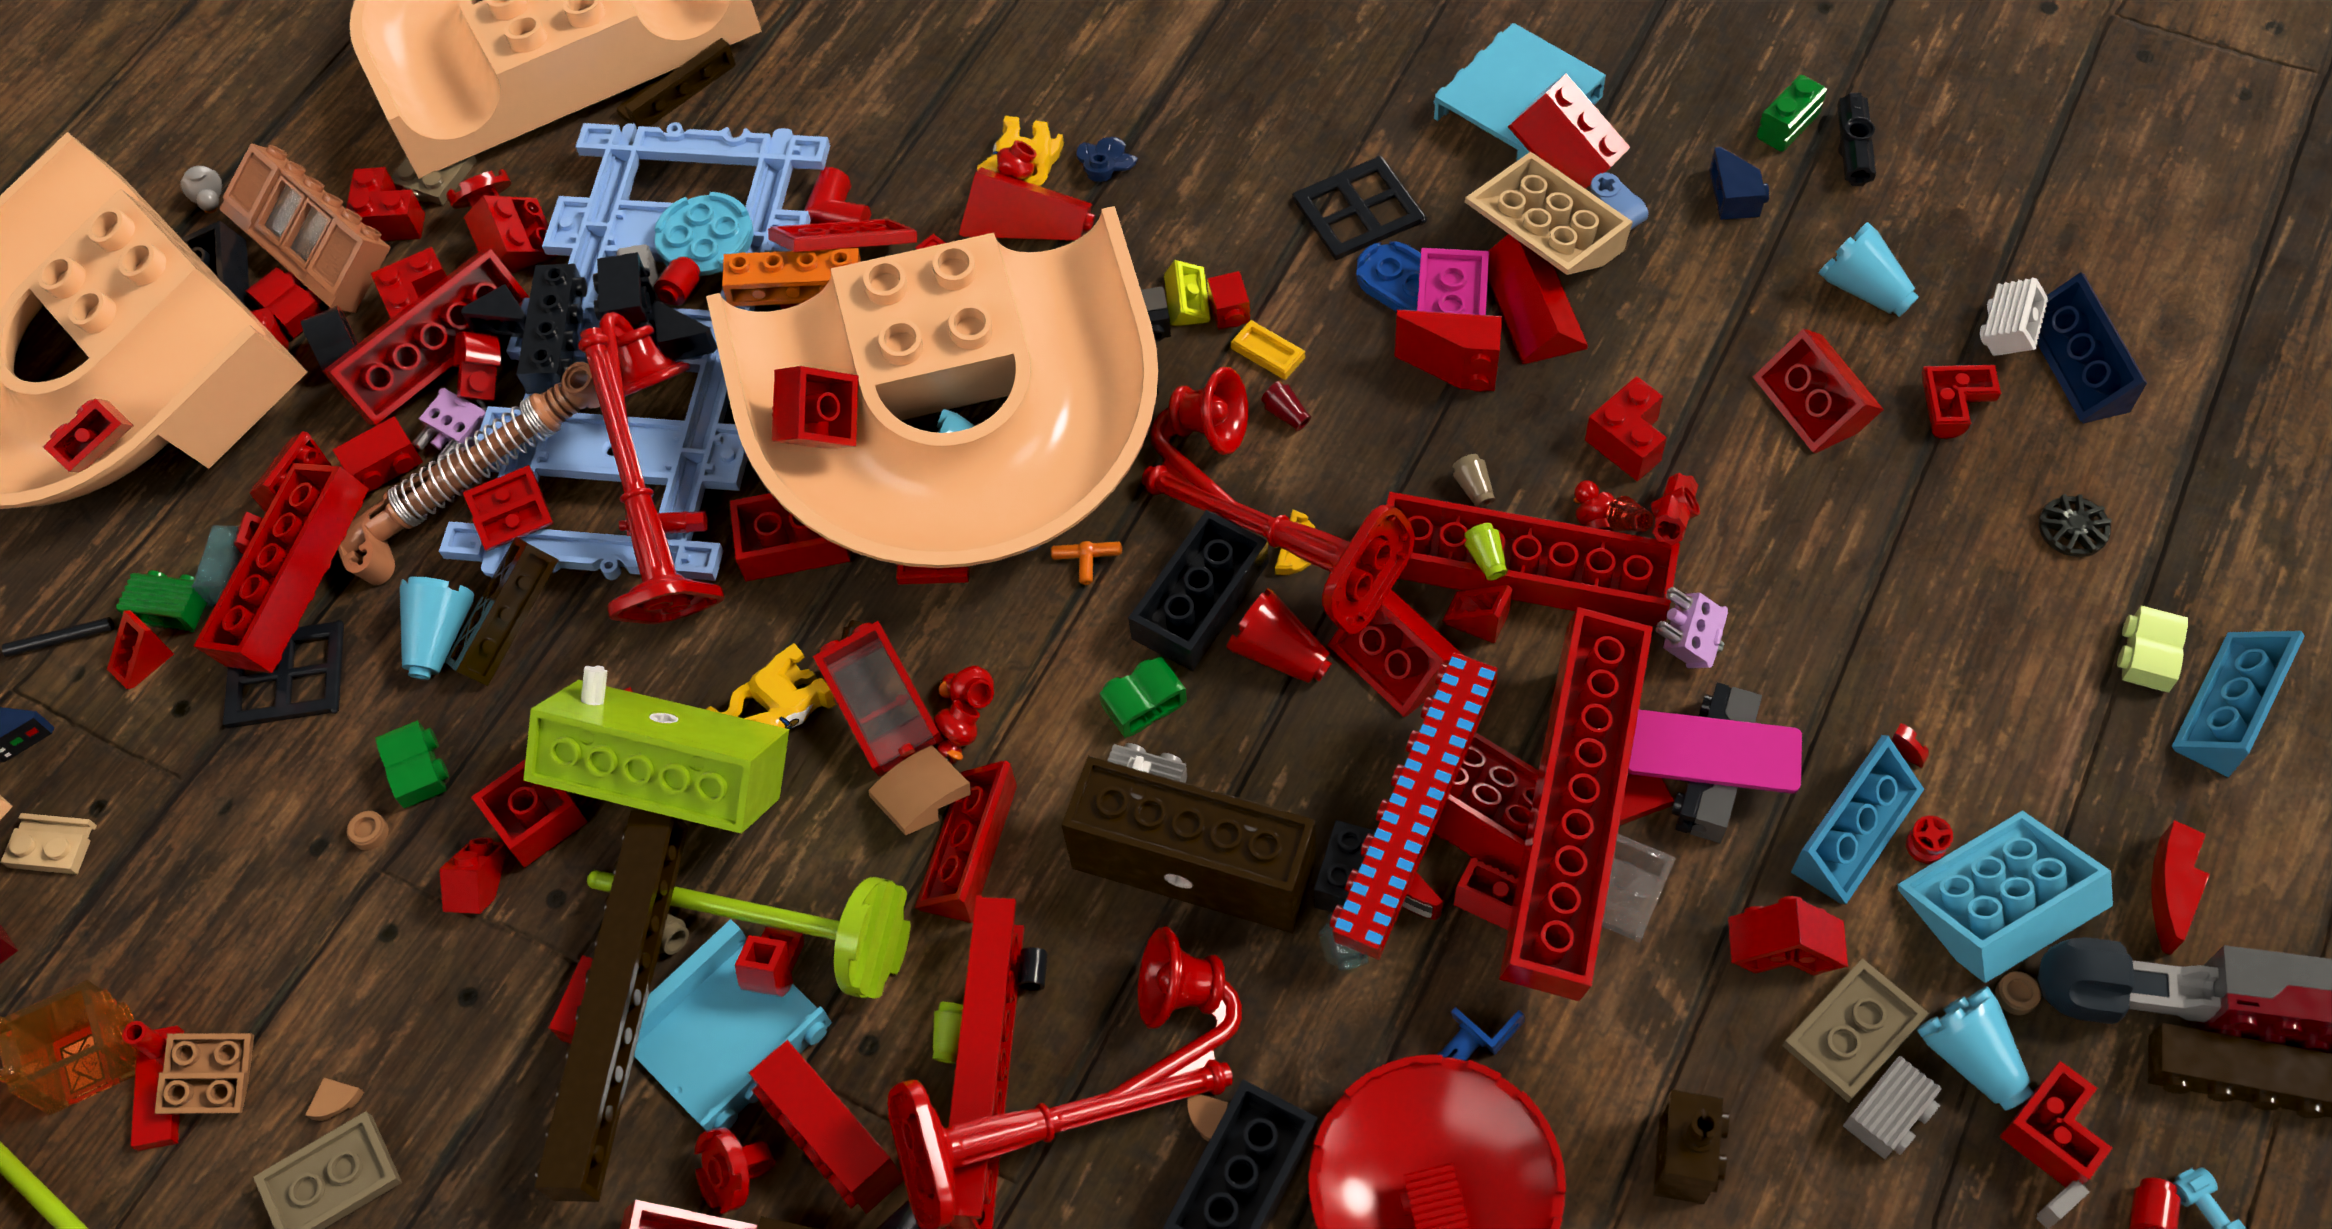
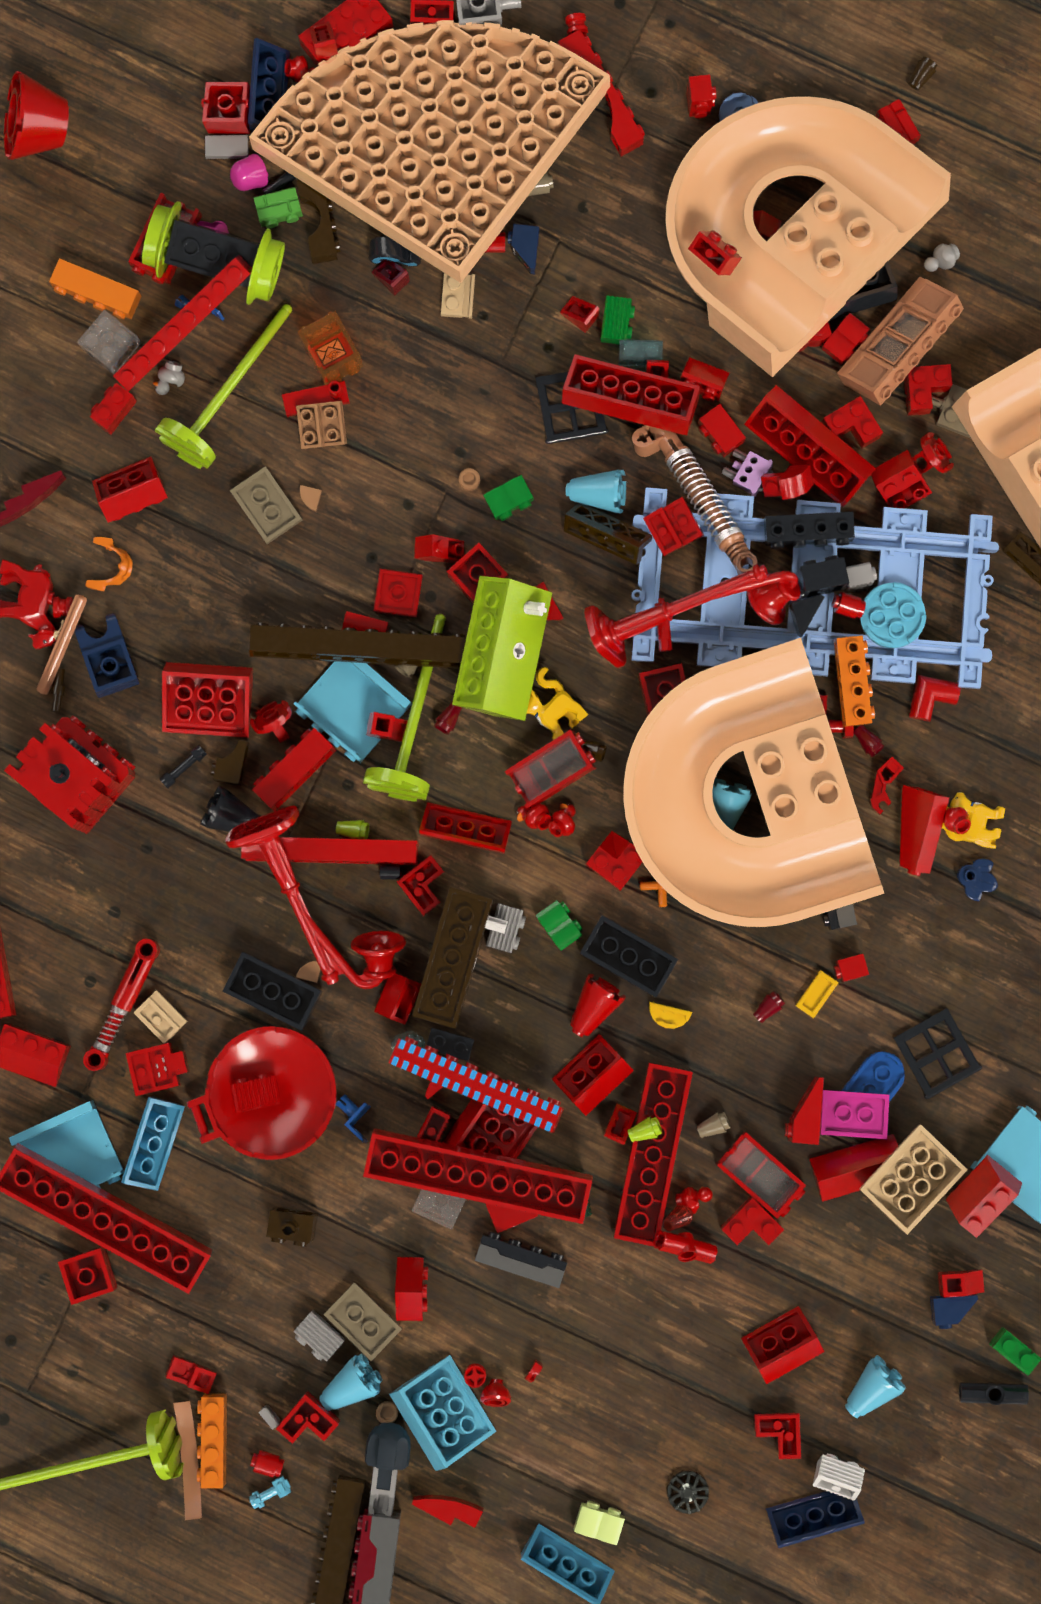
camera: 85 degrees right, 25 degrees up
(57, 637) = (593, 259): black bar -> none
(329, 335) = (811, 380): black piece -> none
(496, 314) = (821, 493): black slope -> none
(538, 950) = (398, 593): none -> red tile
(773, 867) = (448, 718): none -> dark red cone
(815, 407) = (725, 715): red brick -> none
(841, 235) = (890, 709): red tile -> none
(918, 788) = (494, 798): medium nougat slope -> none
(1042, 609) = (615, 860): none -> red slope
(1057, 921) = (416, 882): none -> red brick
(1186, 294) = (861, 939): neon yellow slope -> none
(1261, 958) = (398, 998): none -> red brick
(1359, 569) = (754, 965): red piece -> none
(1547, 417) = (761, 1175): none -> clear door
(1619, 198) = (930, 1228): medium blue piece -> none
(1693, 629) = (604, 1252): lavender piece -> none
(1699, 177) = (960, 1283): none -> red slope
(1717, 751) = (521, 1259): dark pink piece -> none
(1859, 823) = (484, 1337): dark azure slope -> none
(1957, 804) = (495, 1394): none -> red brick

